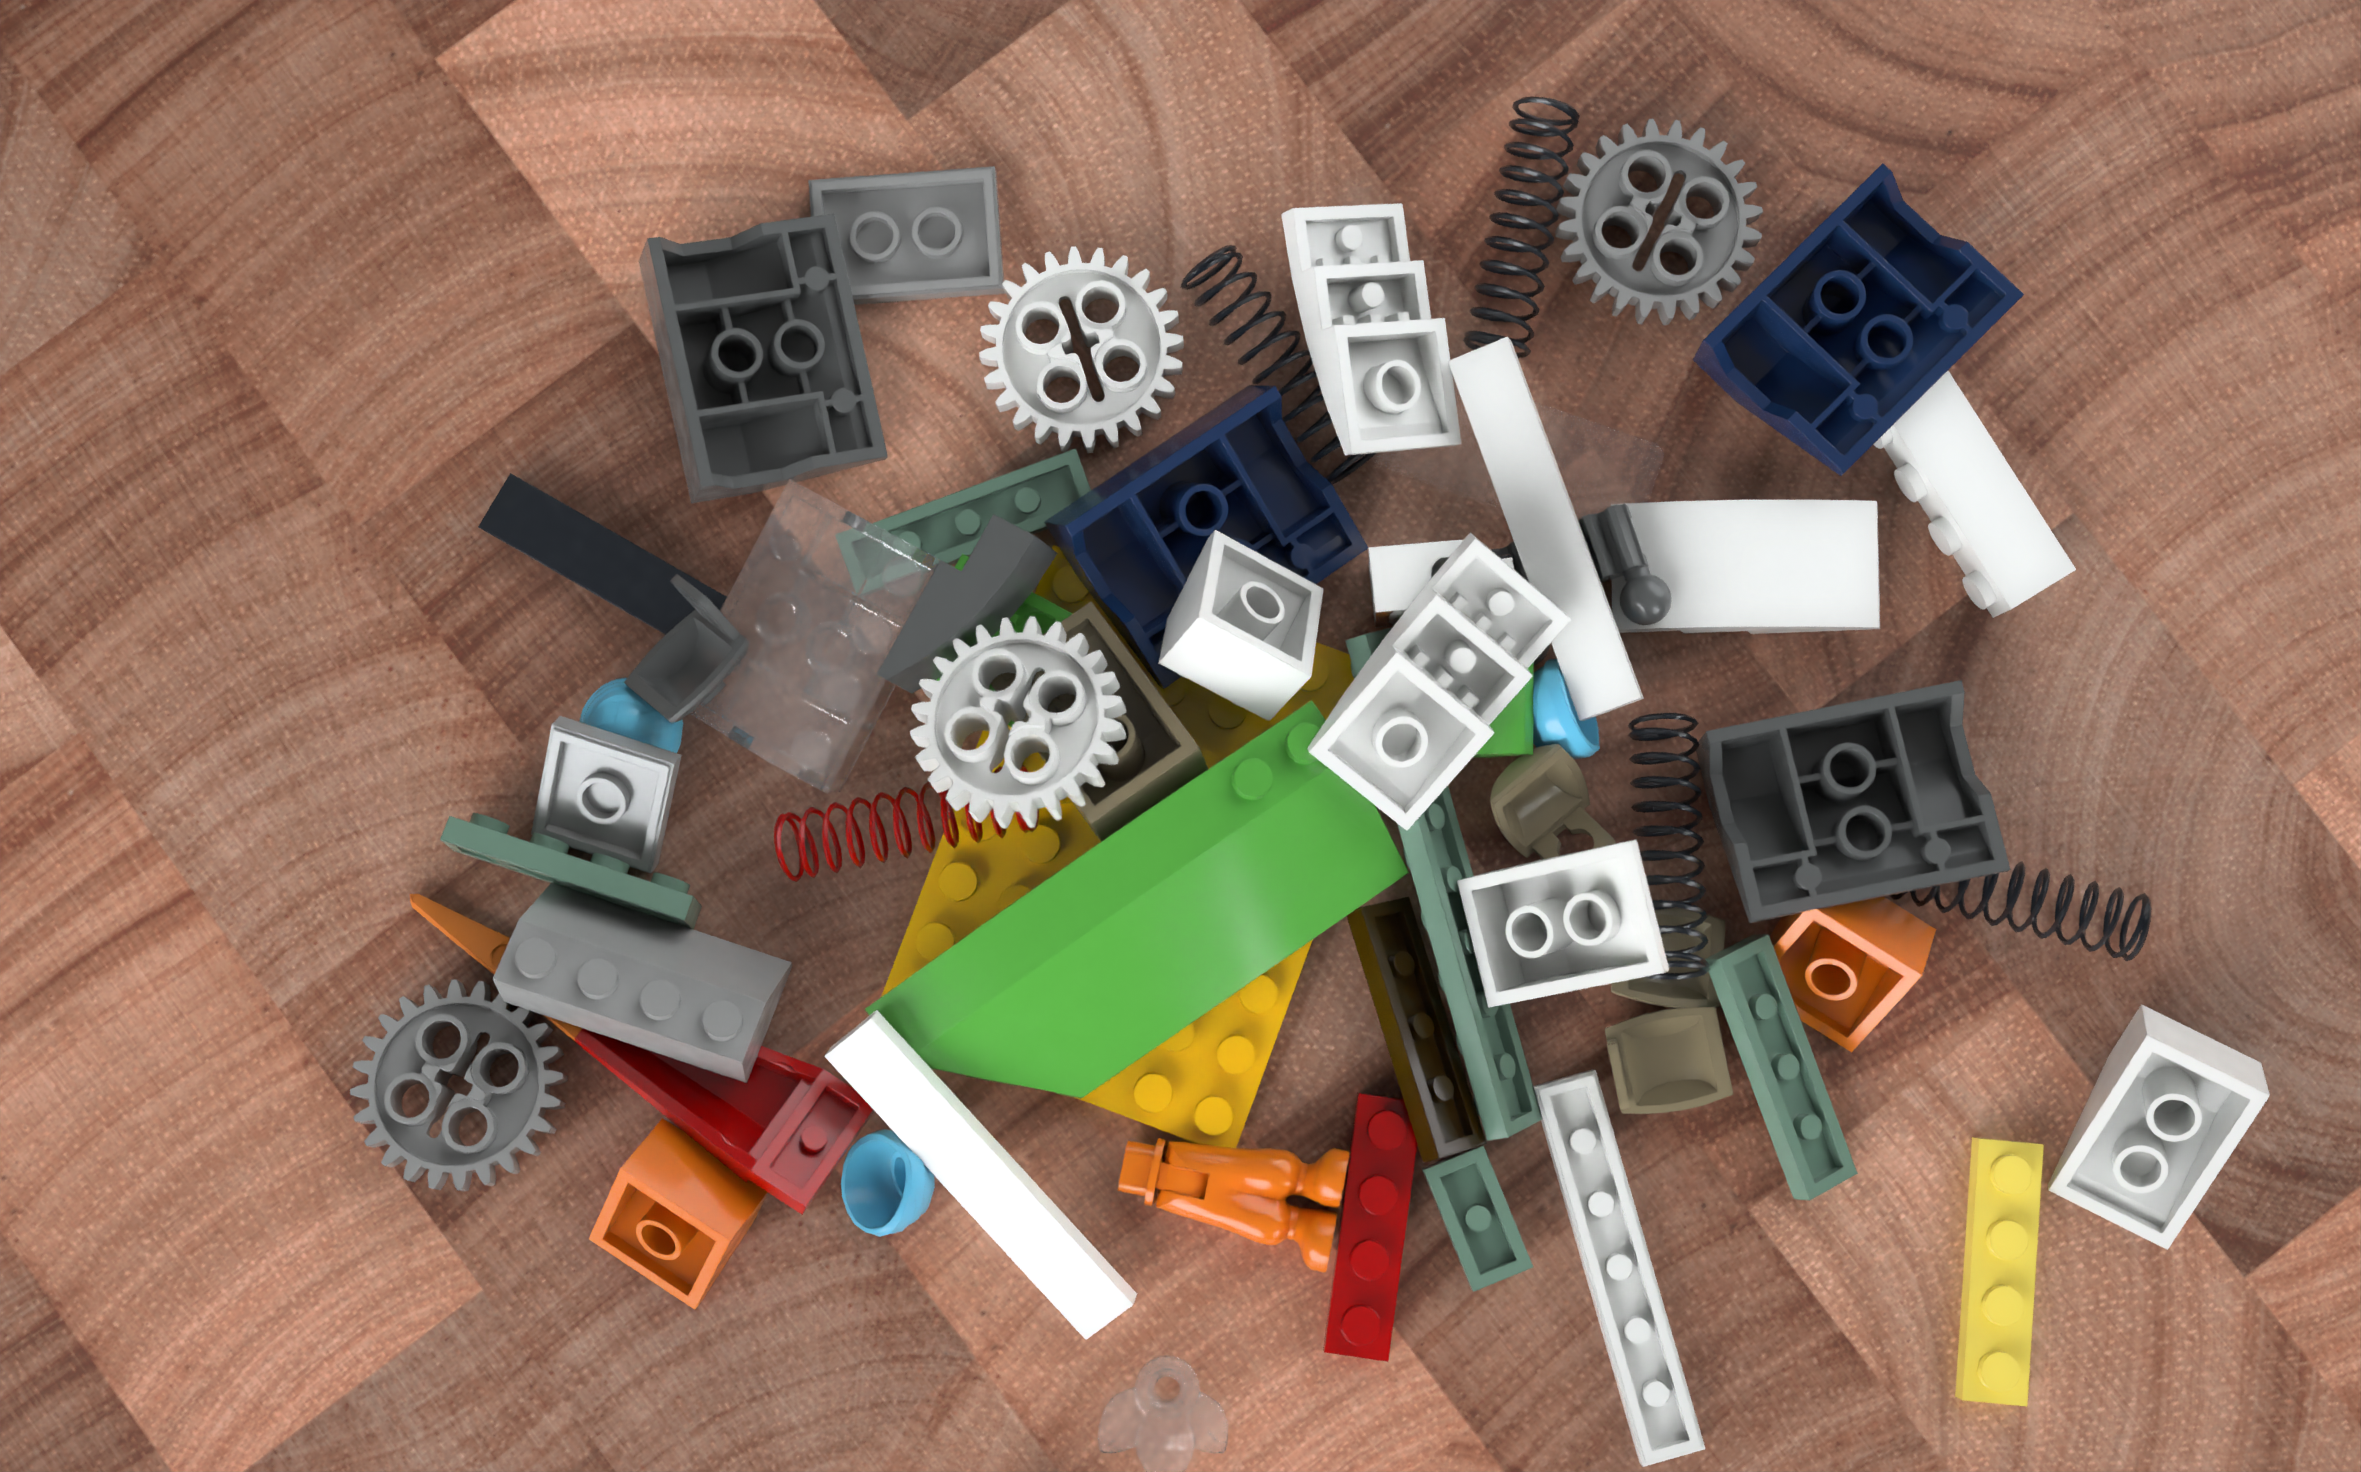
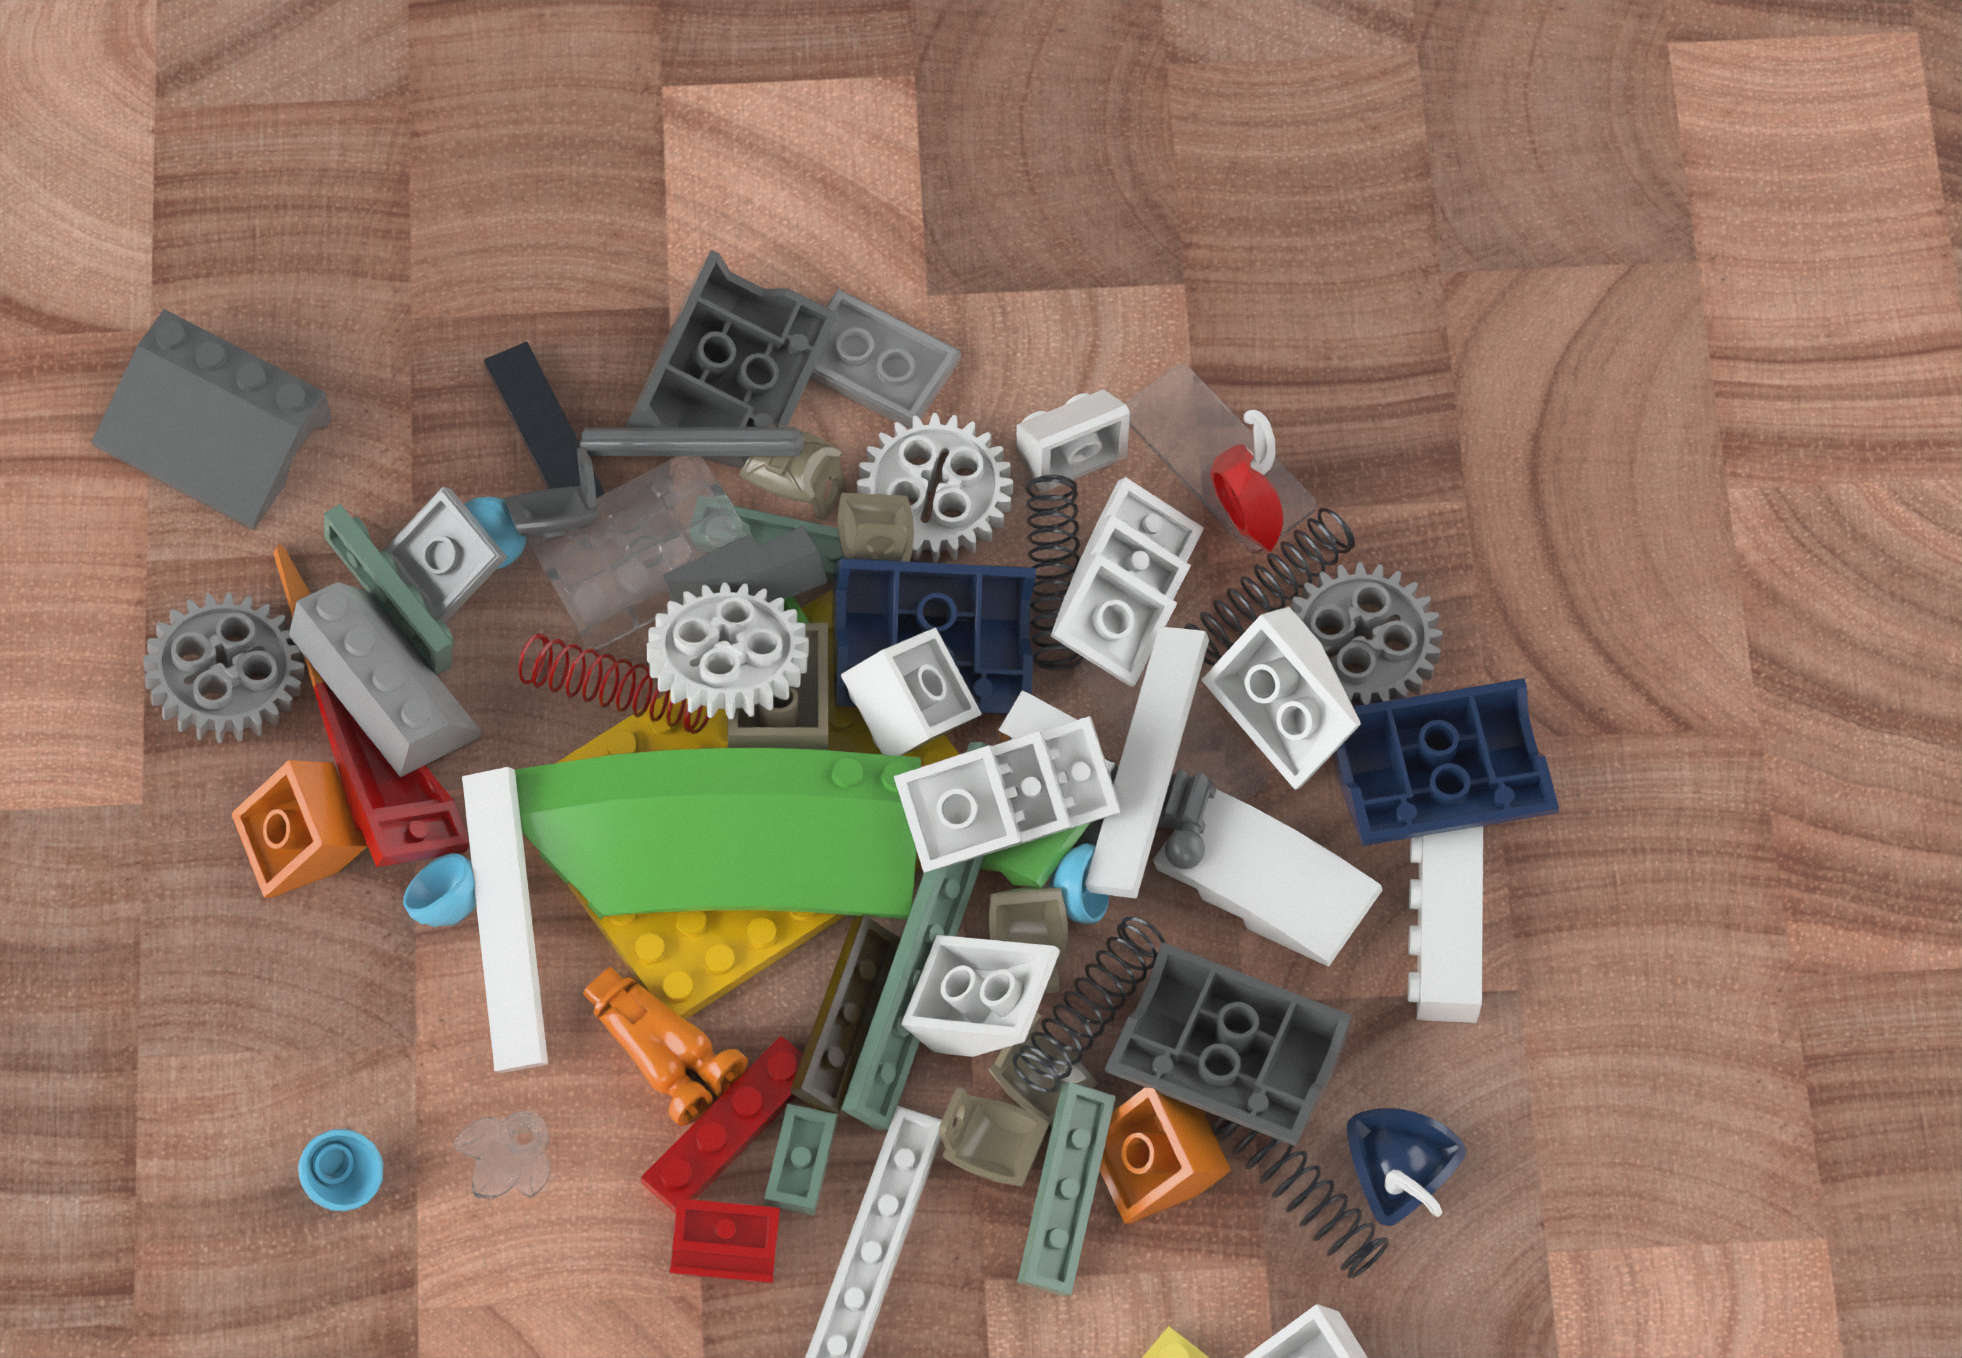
camera: 30 degrees right, 20 degrees down
(225, 804) = (210, 419): none -> dark grey piece
(788, 480) = (692, 441): none -> dark grey axle
(916, 432) = (800, 476): none -> dark tan piece
(1065, 453) = (875, 527): none -> dark tan piece
(1193, 190) = (1074, 437): none -> white slope
(1355, 107) = (1192, 428): none -> clear piece
(1411, 130) = (1244, 490): none -> red hat
(1462, 1362) = (724, 1240): none -> red plate
(1641, 352) = (1284, 694): none -> white slope
(2099, 795) = (1402, 1160): none -> dark blue hat

